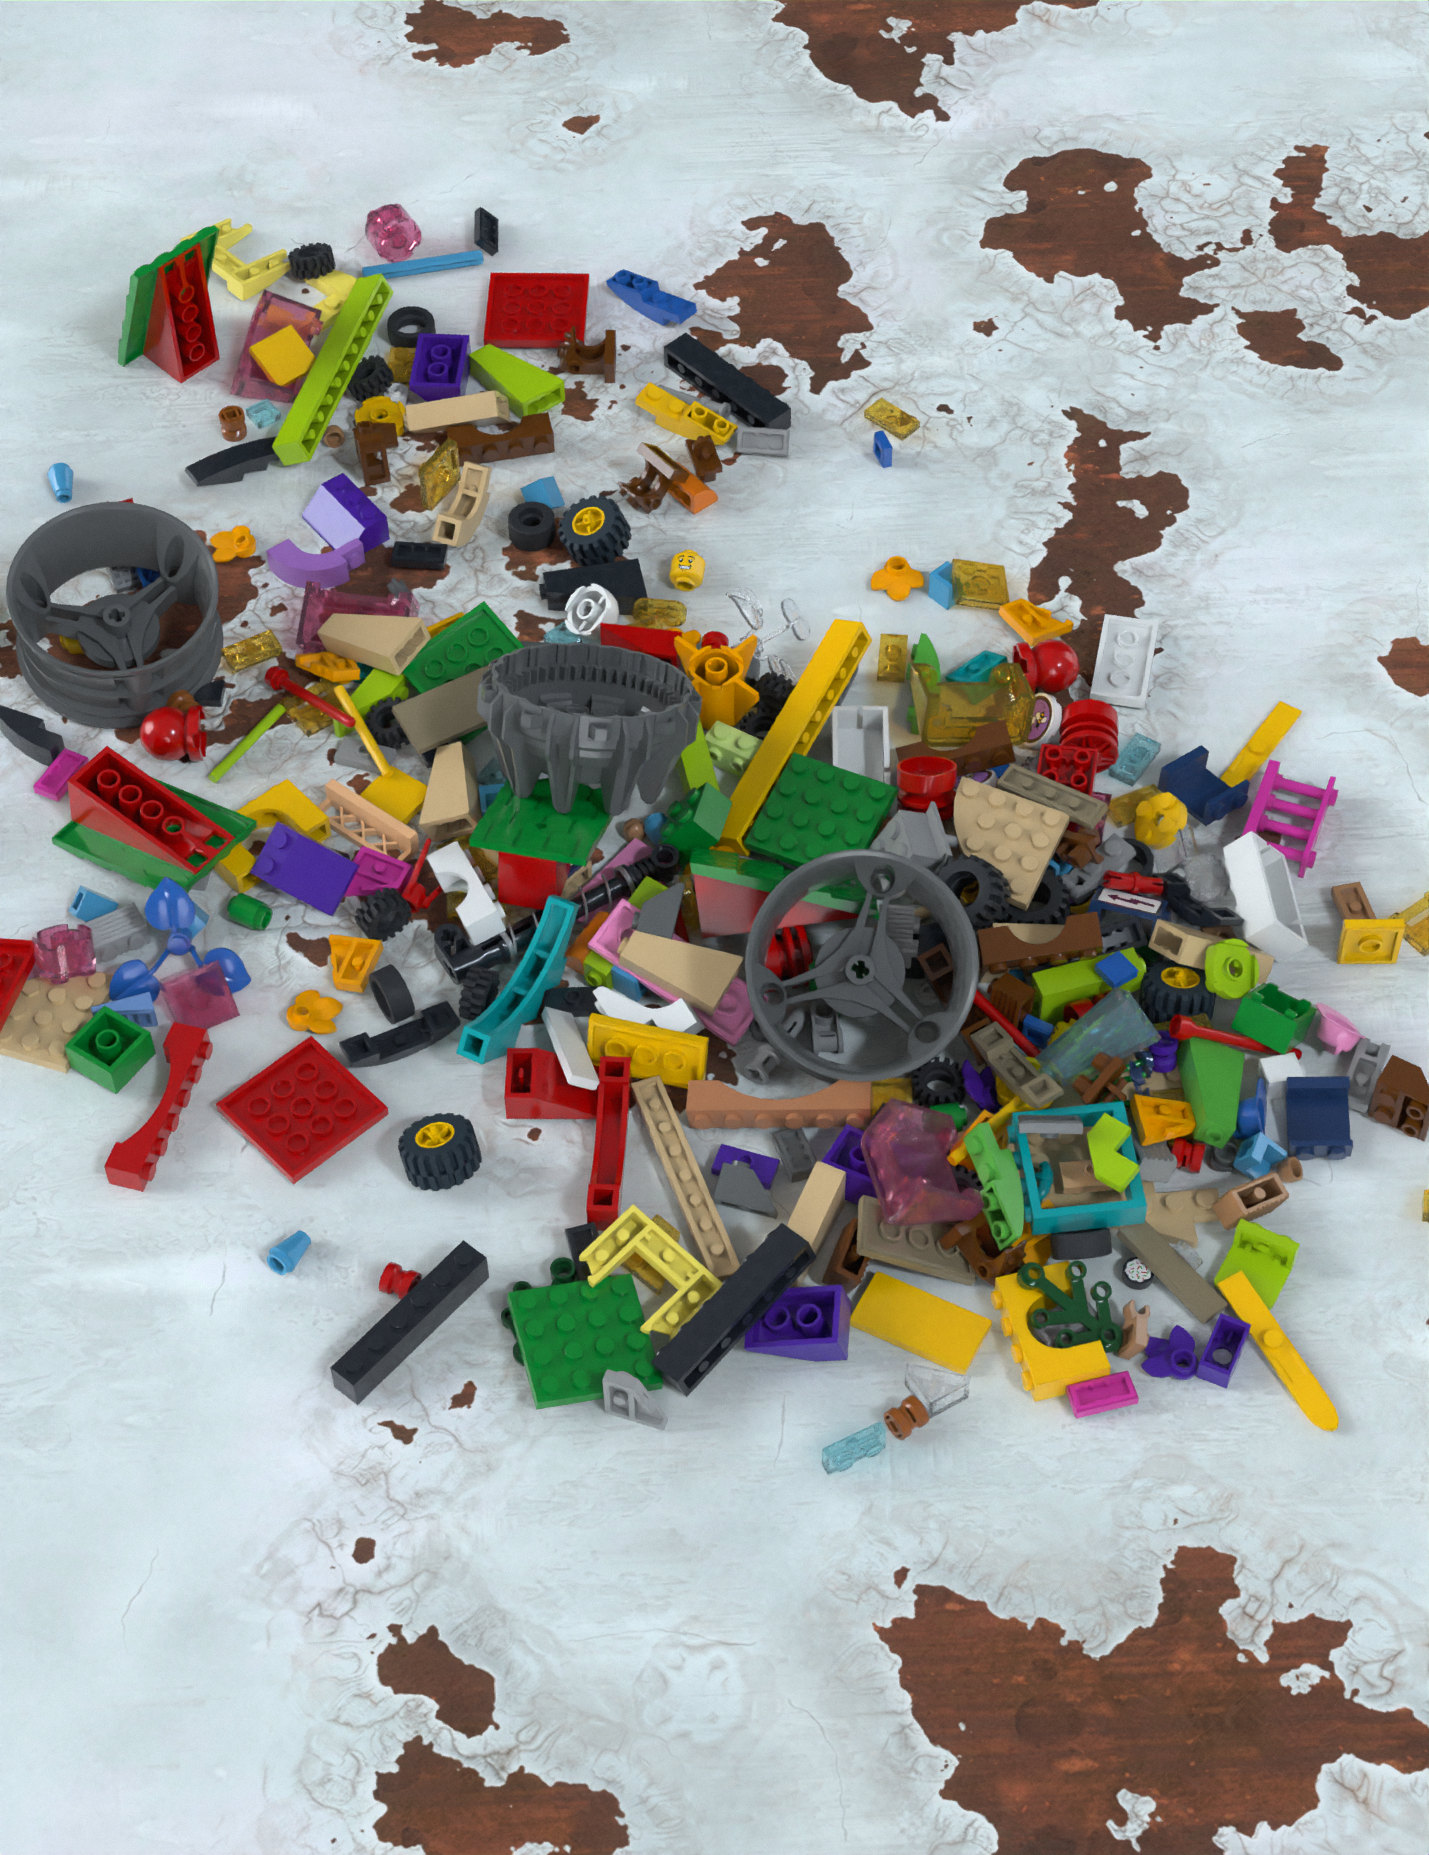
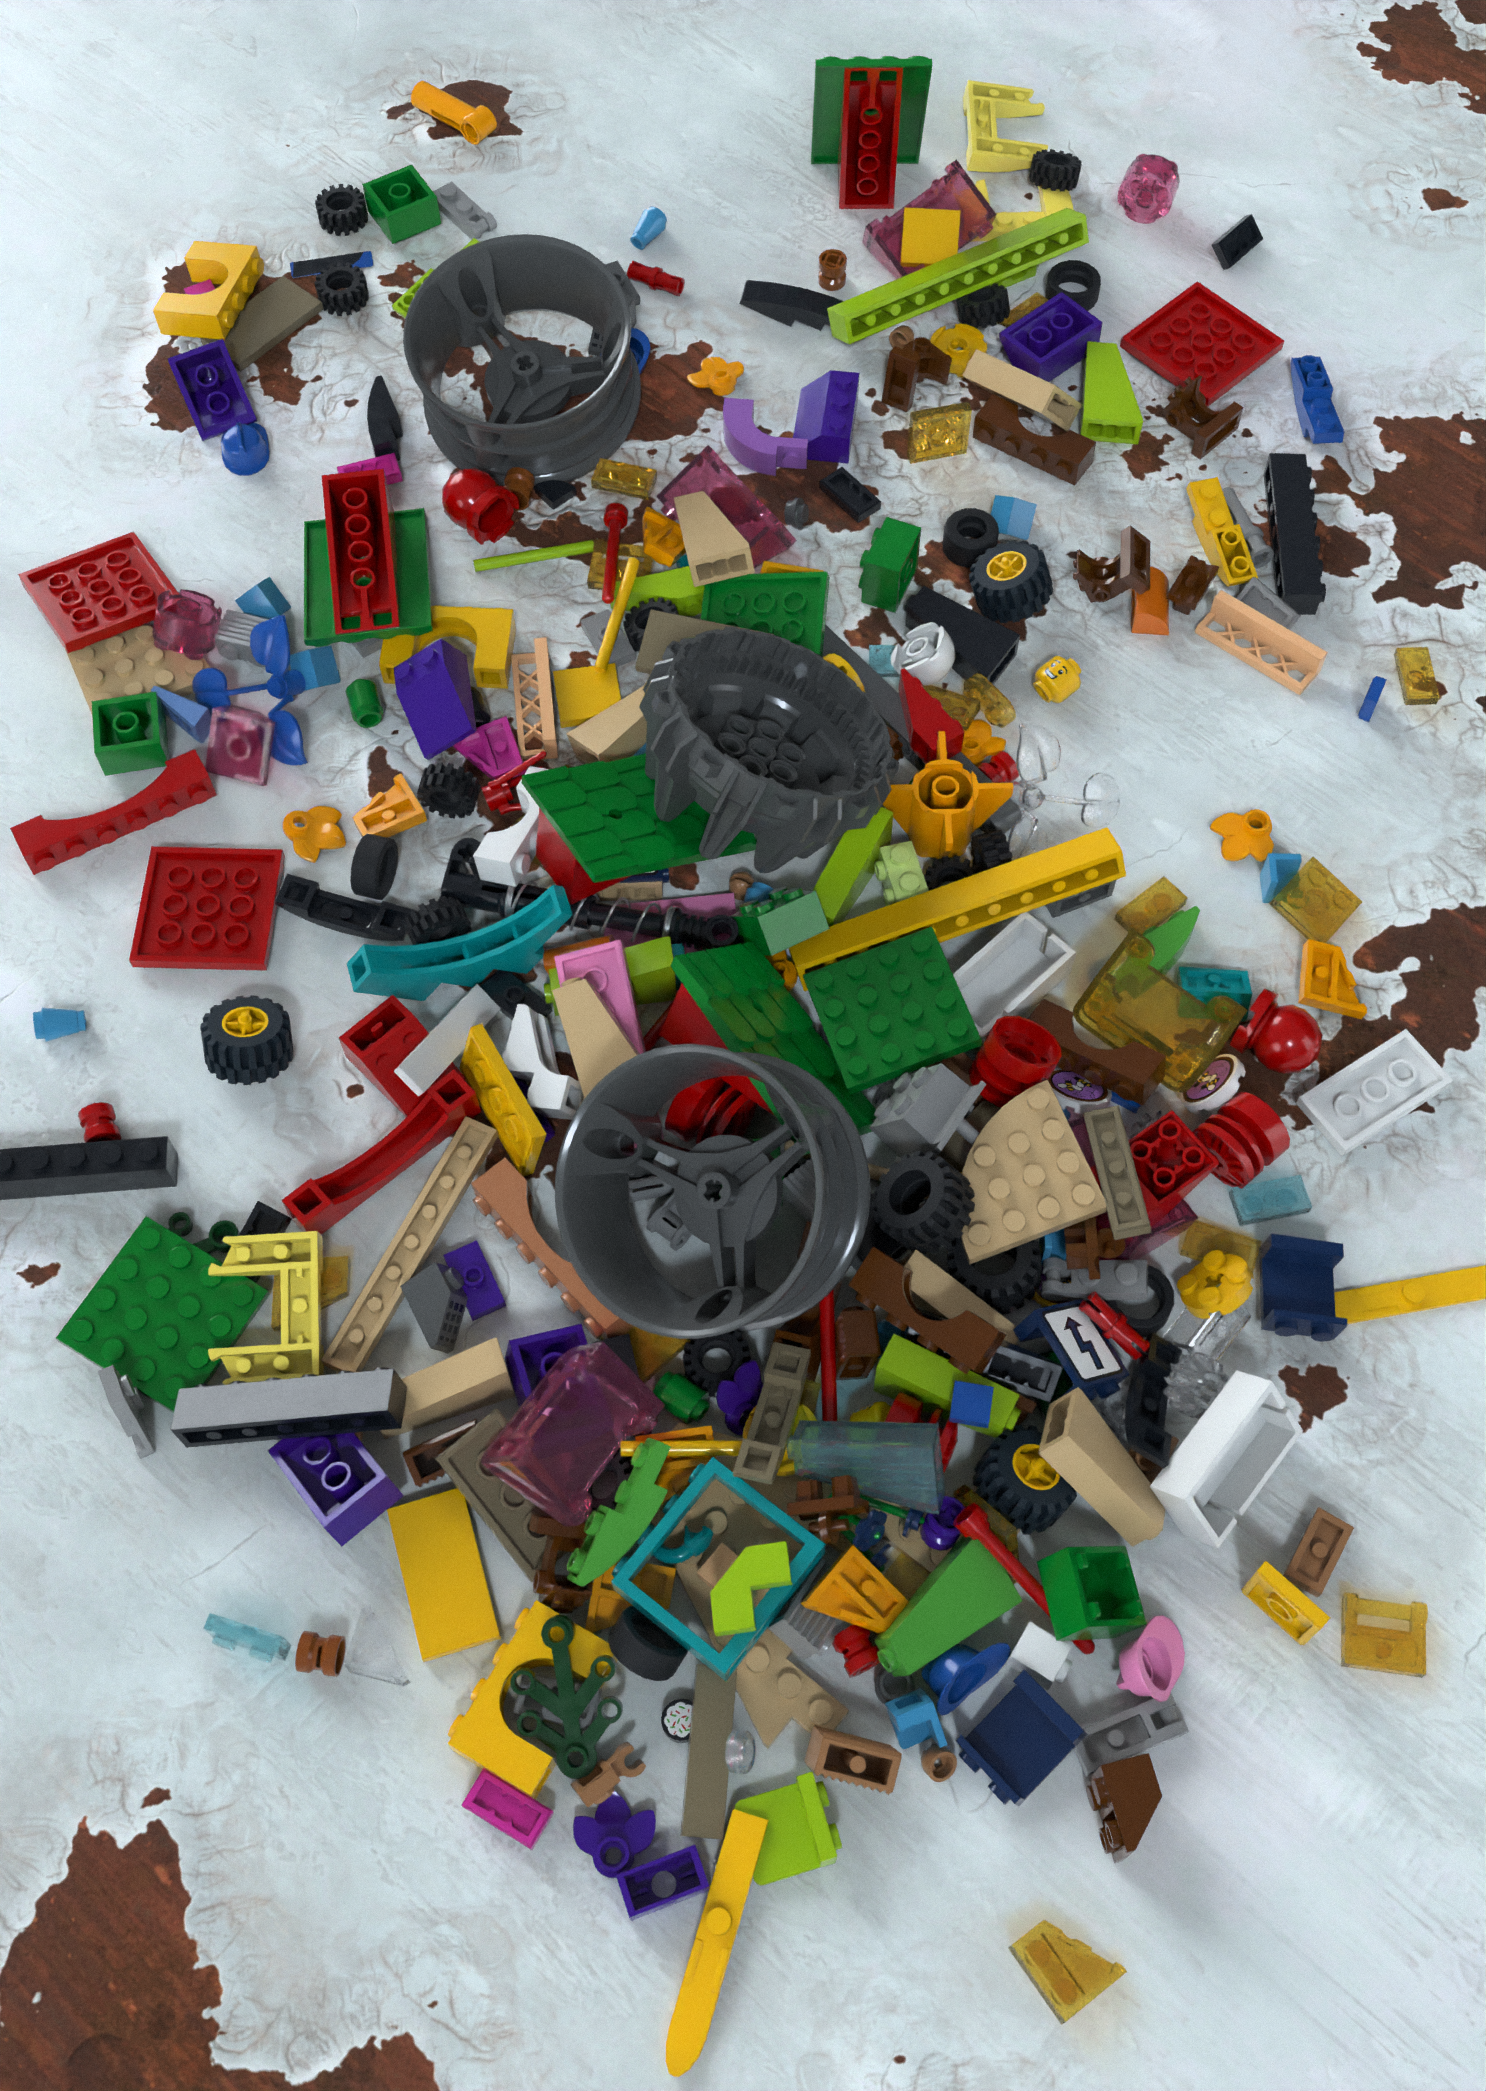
camera: 45 degrees right, 10 degrees up
(263, 413) = (869, 277): clear light blue tile -> none
(426, 265) = (1150, 237): dark azure axle -> none
(468, 508) = (930, 485): tan arch -> none
(506, 575) = (889, 564): none -> green brick
(660, 913) = (626, 984): dark grey slope -> none
(781, 458) = (1265, 638): none -> light nougat fence
(794, 1153) = (522, 1308): dark grey plate -> none
(1037, 1031) = (860, 1388): blue tile -> none
(1050, 1125) = (720, 1504): plate -> none
(1217, 971) = (1080, 1486): lime plate -> none
(1267, 801) = (1354, 1357): dark pink fence -> none

